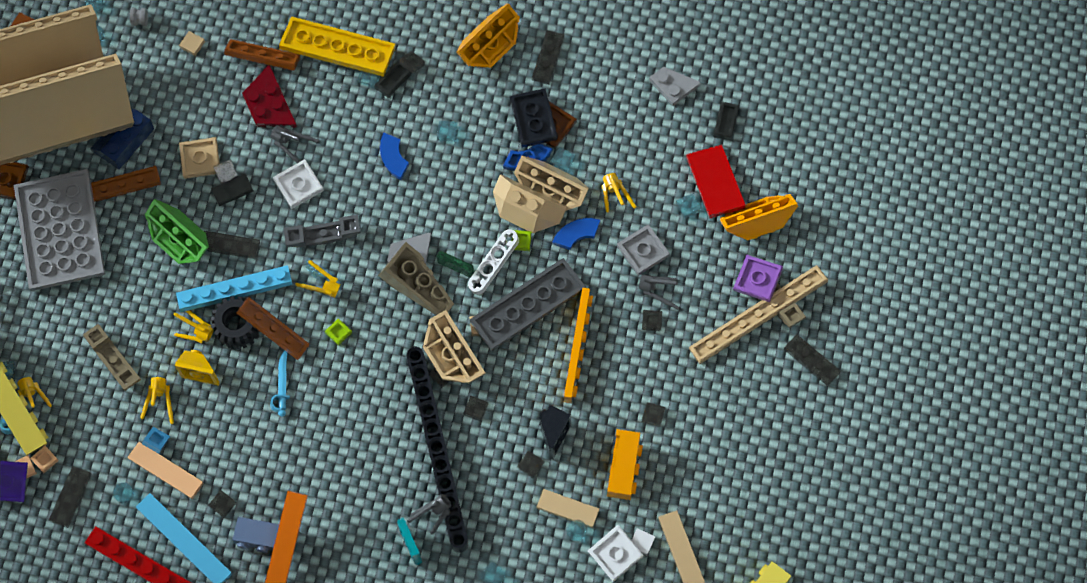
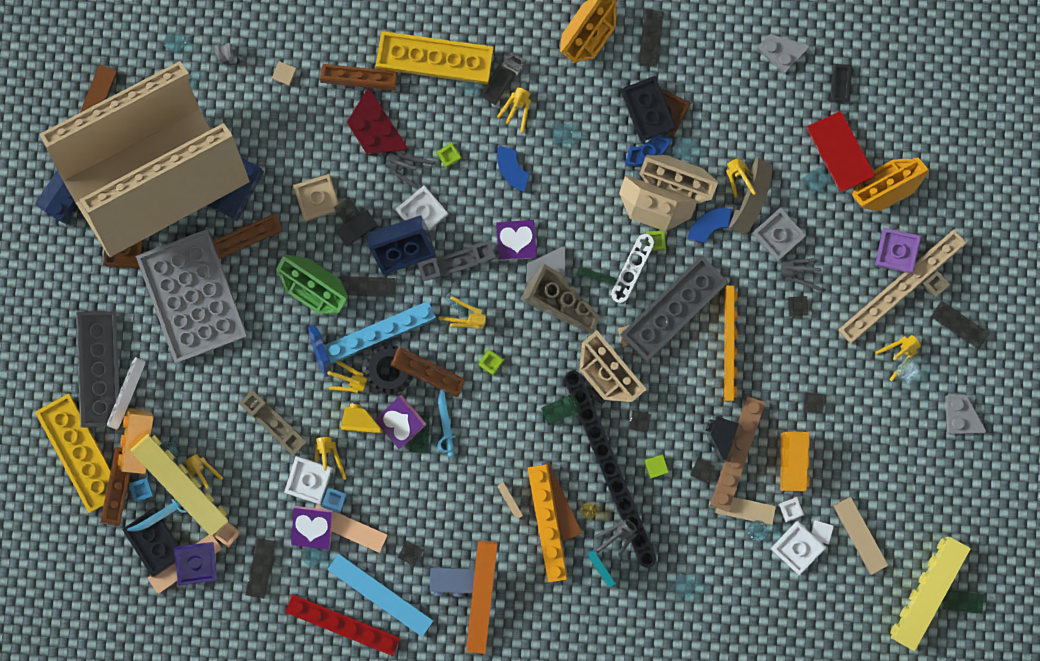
camera: 10 degrees left, 15 degrees up
(128, 463) = (312, 527): none -> tile
(135, 417) = (308, 480): none -> white tile
(172, 299) = (319, 350): none -> blue tile
(237, 373) = (400, 422): none -> tile
(254, 388) = (420, 441): none -> clear green slope
(271, 209) = (401, 244): none -> dark blue slope
(331, 465) = (509, 500): none -> tan tile
(334, 136) = (449, 155): none -> lime tile
(365, 492) = (547, 523): none -> light orange plate
(378, 474) = (567, 523): none -> dark orange tile
(384, 221) = (516, 240): none -> tile
(398, 383) = (561, 409): none -> clear green tile
(409, 486) = (588, 510): none -> clear yellow hinge
(411, 93) = (519, 99): none -> yellow plant
(484, 453) = (656, 466): none -> lime tile
(568, 452) = (738, 454): none -> medium nougat plate
(614, 515) = (791, 509): none -> white tile
(622, 214) = (752, 204): none -> dark tan slope
(754, 396) = (908, 370): none -> clear light blue tile
(756, 371) = (908, 346): none -> yellow plant
(802, 448) = (961, 416): none -> light grey wing

